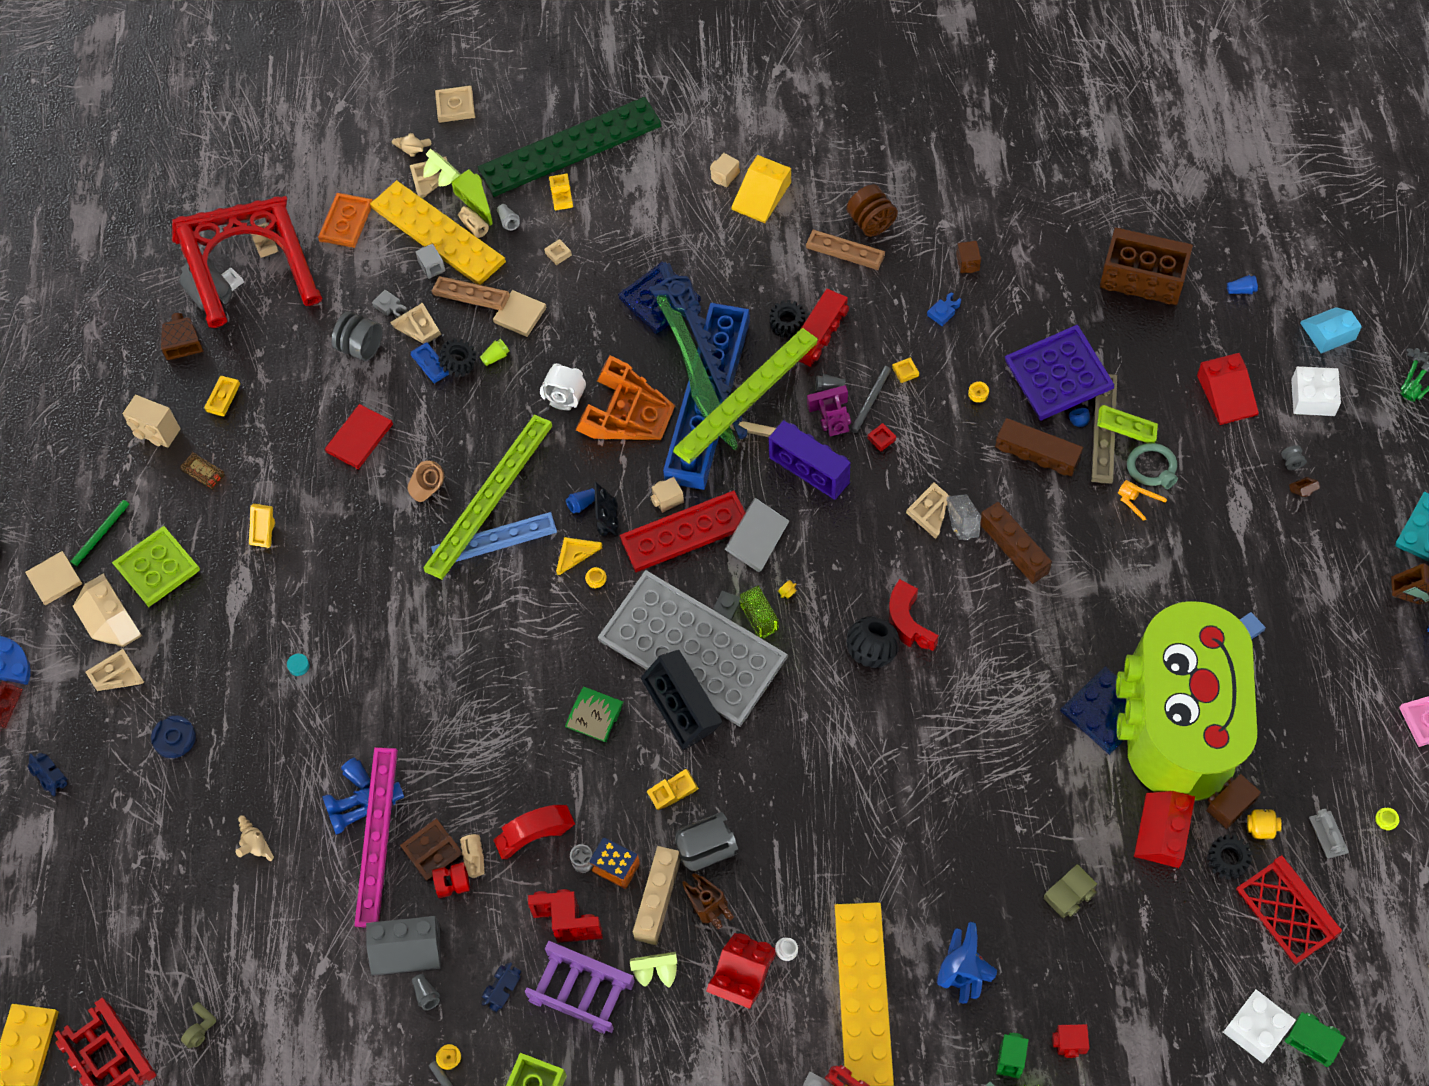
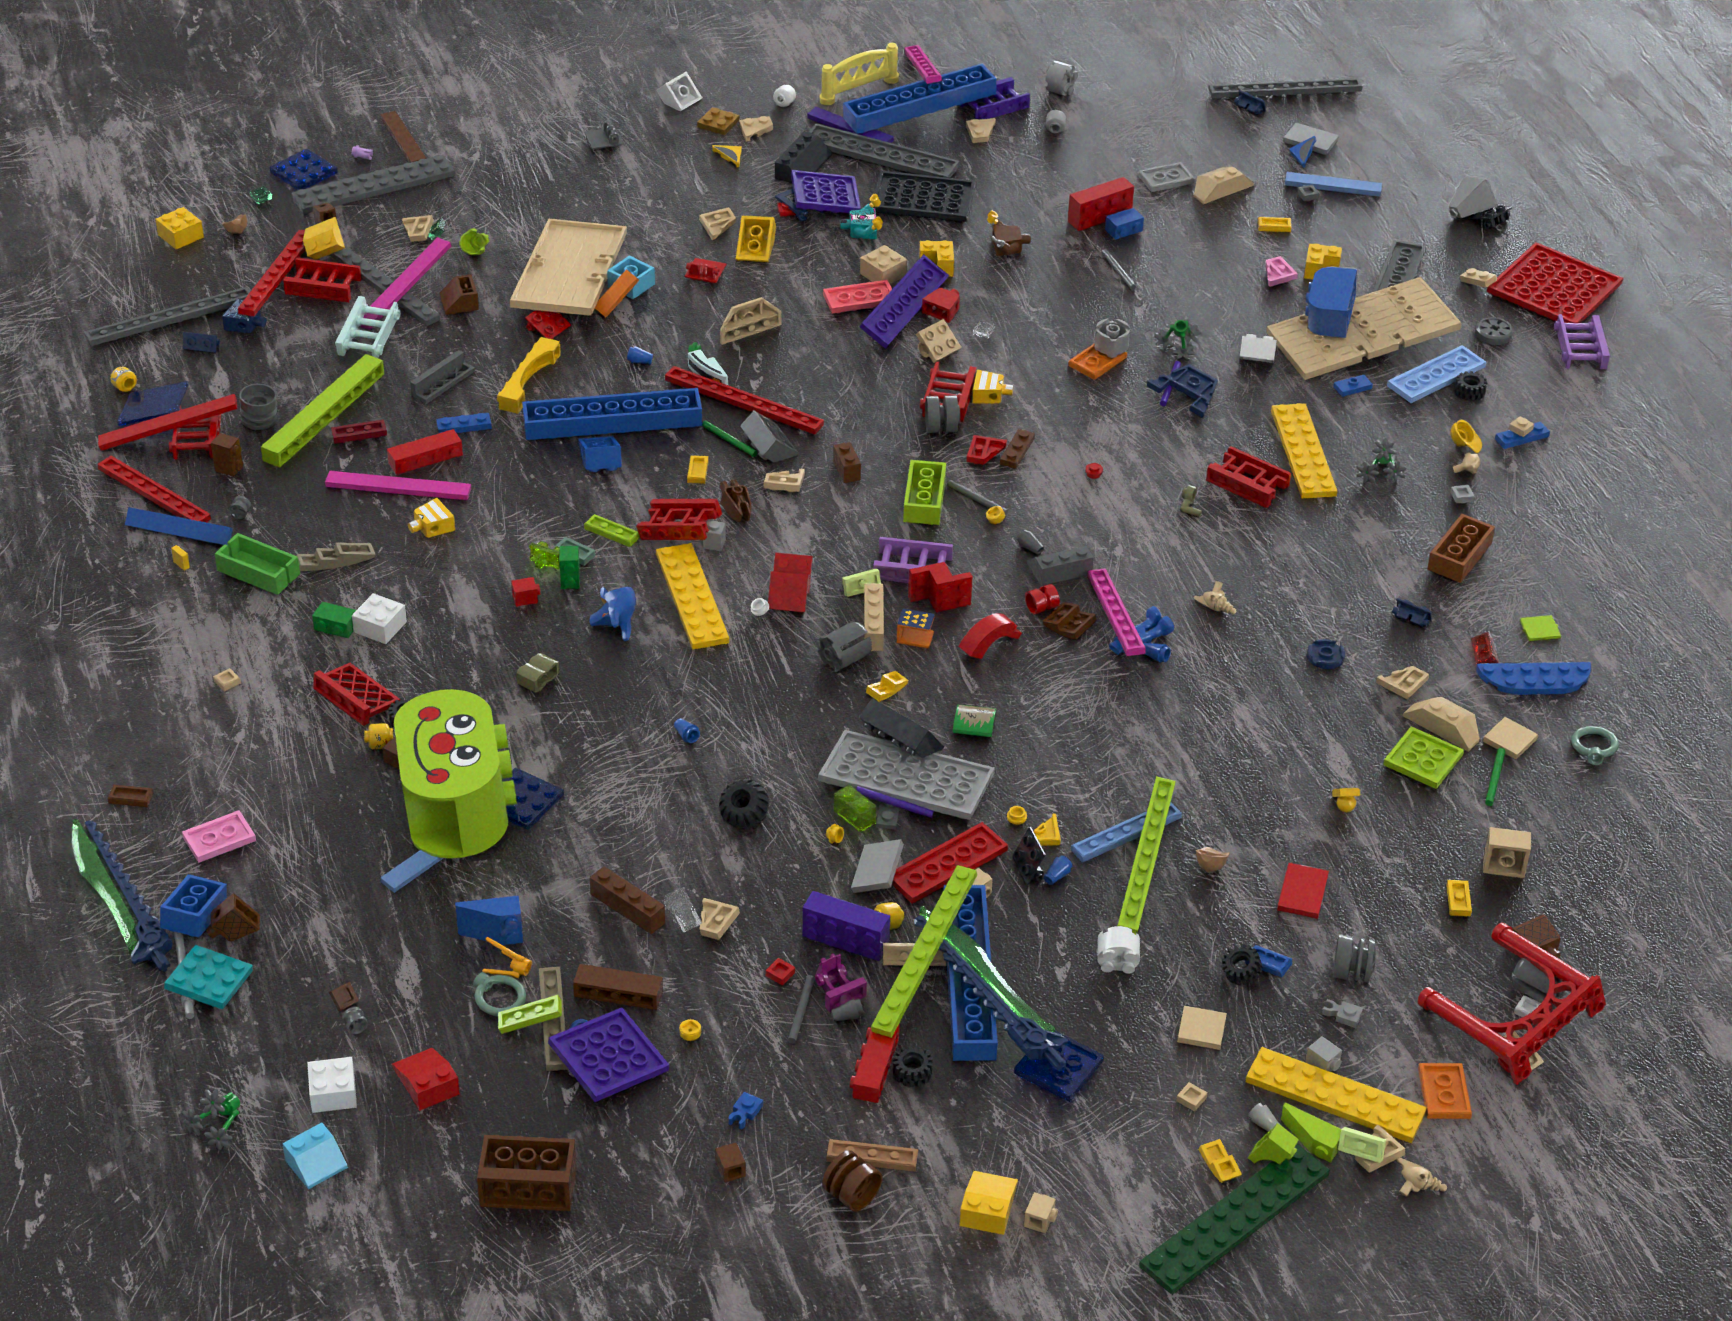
camera: 160 degrees right, 20 degrees down
(202, 470) = (1435, 839): clear orange tile -> none
(298, 664) = (1251, 714): teal tile -> none
(417, 324) = (1300, 994): tan wing -> none
(455, 104) = (1398, 1245): tan tile -> none
(470, 293) = (1263, 1034): medium nougat tile -> none
(472, 855) = (1033, 620): tan hinge -> none
(473, 222) = (1300, 1103): tan hinge -> none
(494, 352) = (1206, 982): lime cone -> none
(495, 994) = (974, 554): dark blue hinge -> none
(516, 179) = (1274, 1146): none -> lime arch
(579, 854) = (943, 629): light grey wheel -> none
(633, 411) = (1045, 952): orange wedge -> none
(707, 901) = (829, 614): reddish brown hinge -> none
(729, 615) = (895, 802): none -> dark purple bar
(763, 475) = (895, 912): none -> yellow head
(901, 601) = (718, 822): red arch -> none
(905, 370) = (772, 1042): yellow tile -> none
(912, 764) = (687, 730): none -> blue cone
(1154, 532) = (491, 918): none -> blue slope
(1244, 285) = (413, 1186): blue cone -> none
(1328, 834) = (321, 742): light grey hinge -> none
(1387, 818) = (270, 761): neon yellow plate -> none

